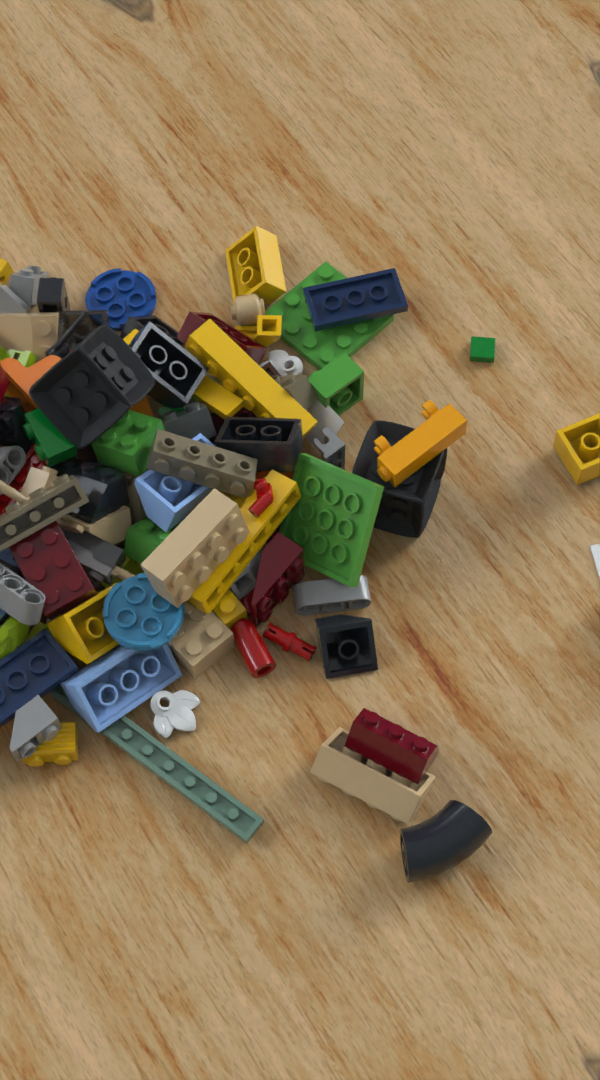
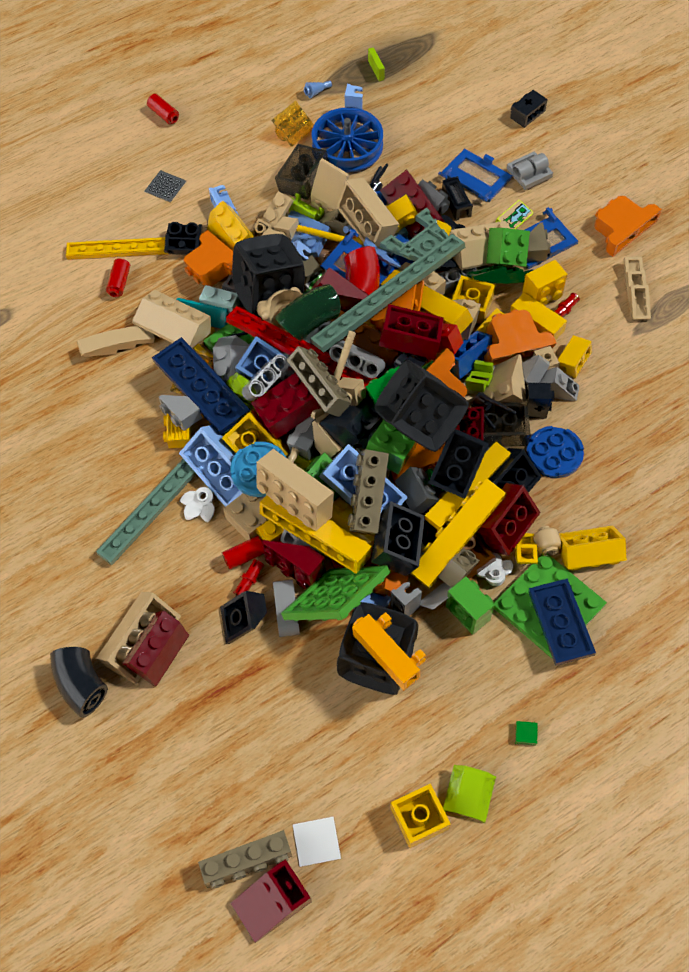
camera: 90 degrees right, 0 degrees up
(264, 497) = (342, 539): red arm -> none
(555, 404) = (469, 792): none -> lime slope

